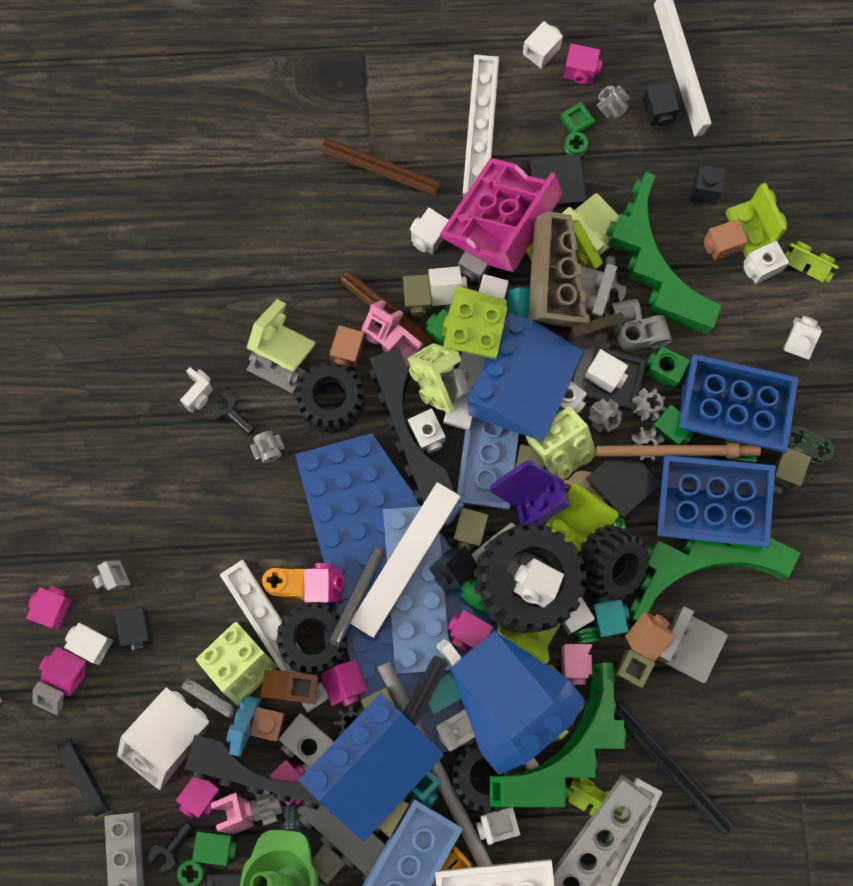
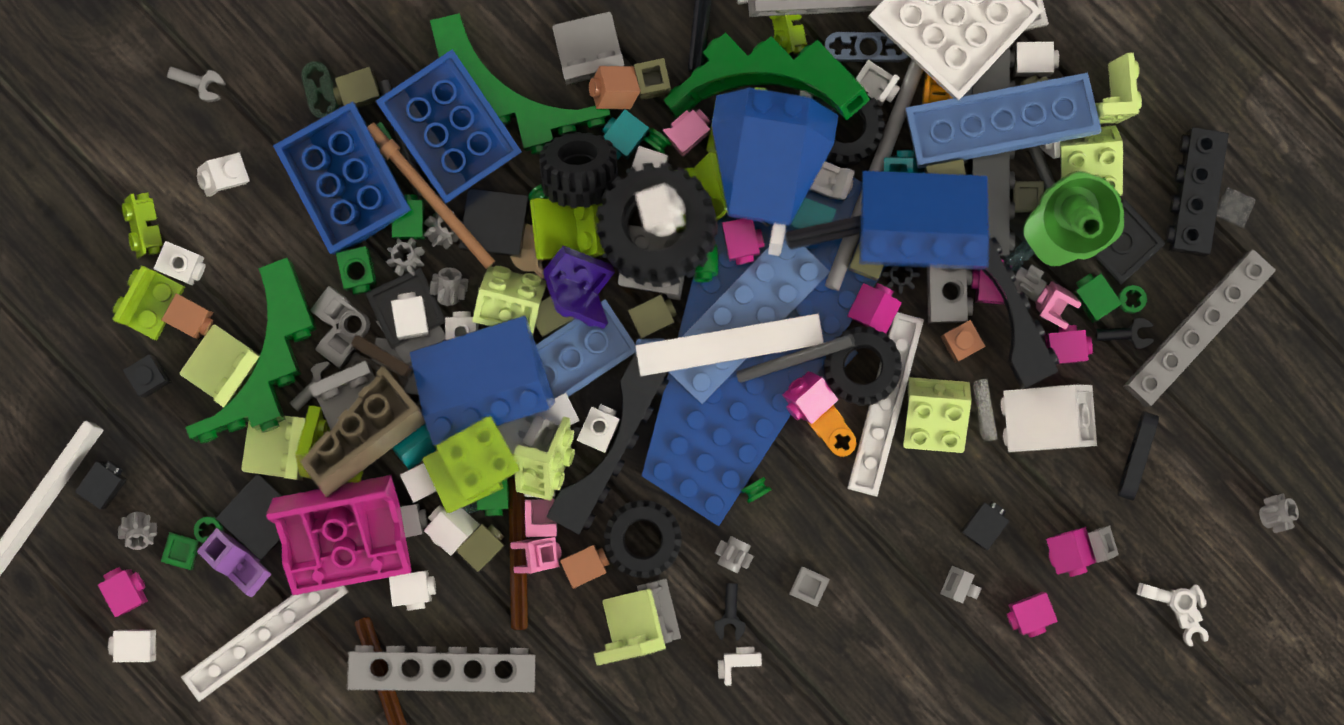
camera: 125 degrees left, 10 degrees up
(87, 643) = (1031, 552): white brick -> none
(203, 479) = (809, 586): none -> light grey tile
(240, 731) = (977, 361): dark azure hinge -> none
(290, 686) = (917, 349): reddish brown slope -> none
(296, 498) = (756, 490): none -> green bush
(399, 152) = (520, 680): none -> light grey brick
(454, 568) = (700, 298): black brick -> none
(508, 854) = (859, 56): none -> sand blue beam
(545, 141) = (234, 561): none -> medium lavender brick
(676, 233) = (220, 365): none -> yellowish green bracket

